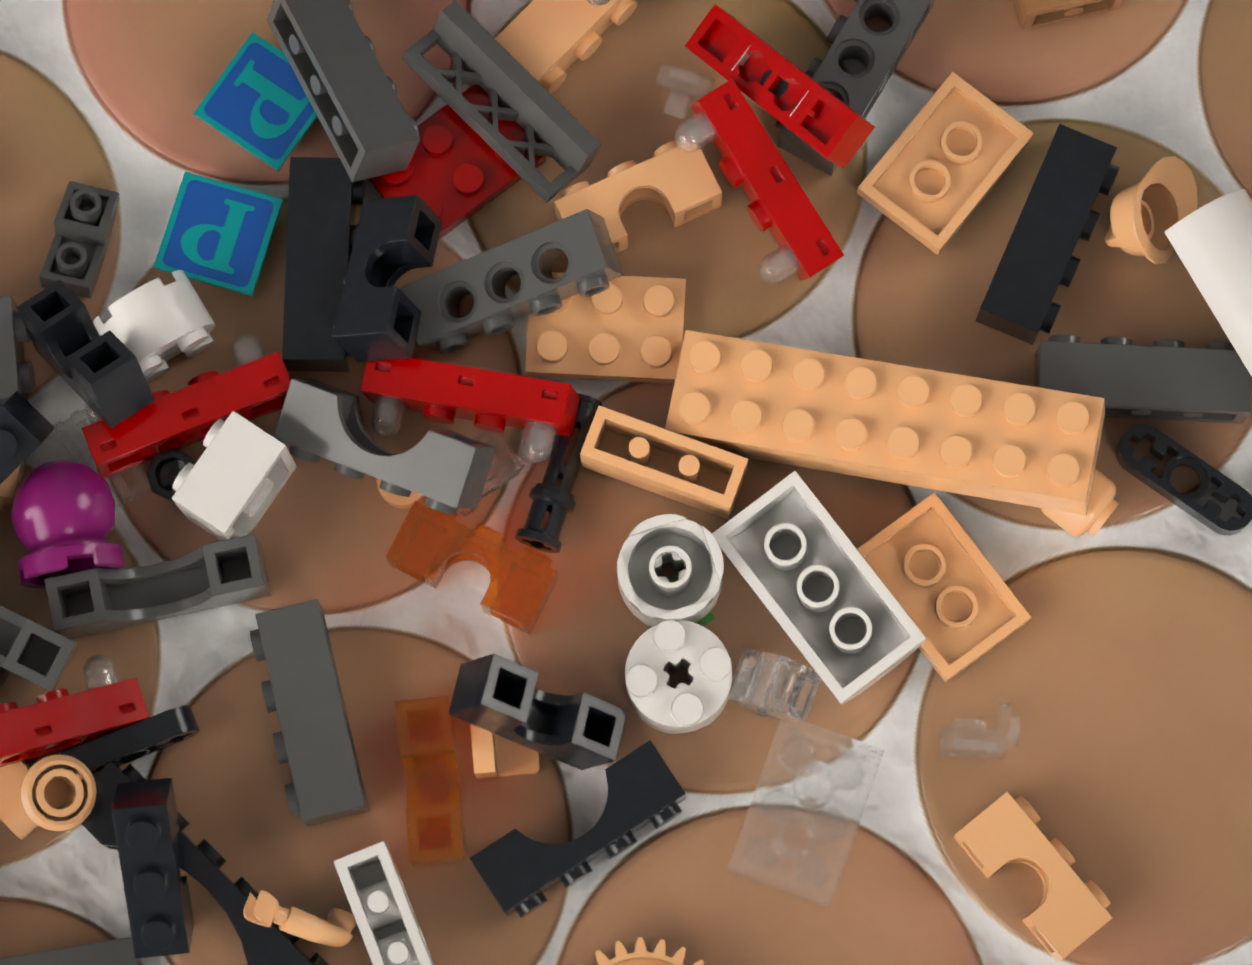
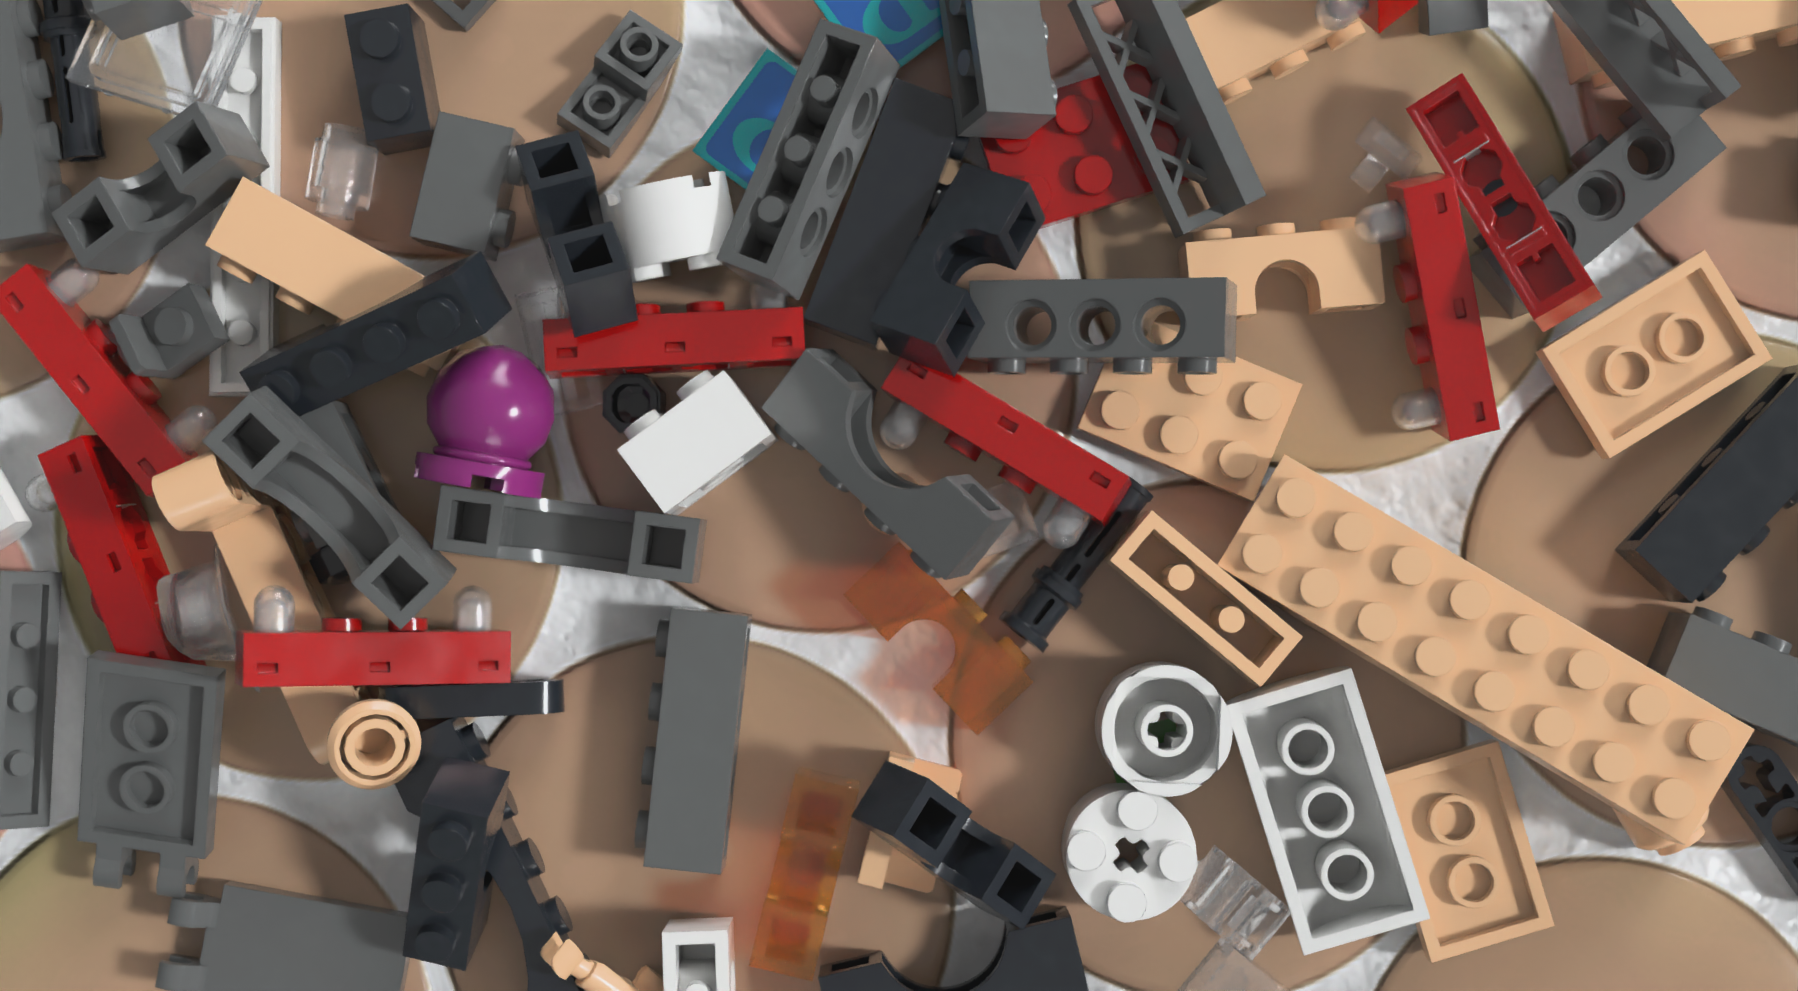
camera: 20 degrees right, 10 degrees up
(245, 238) = (809, 159): none -> dark grey brick

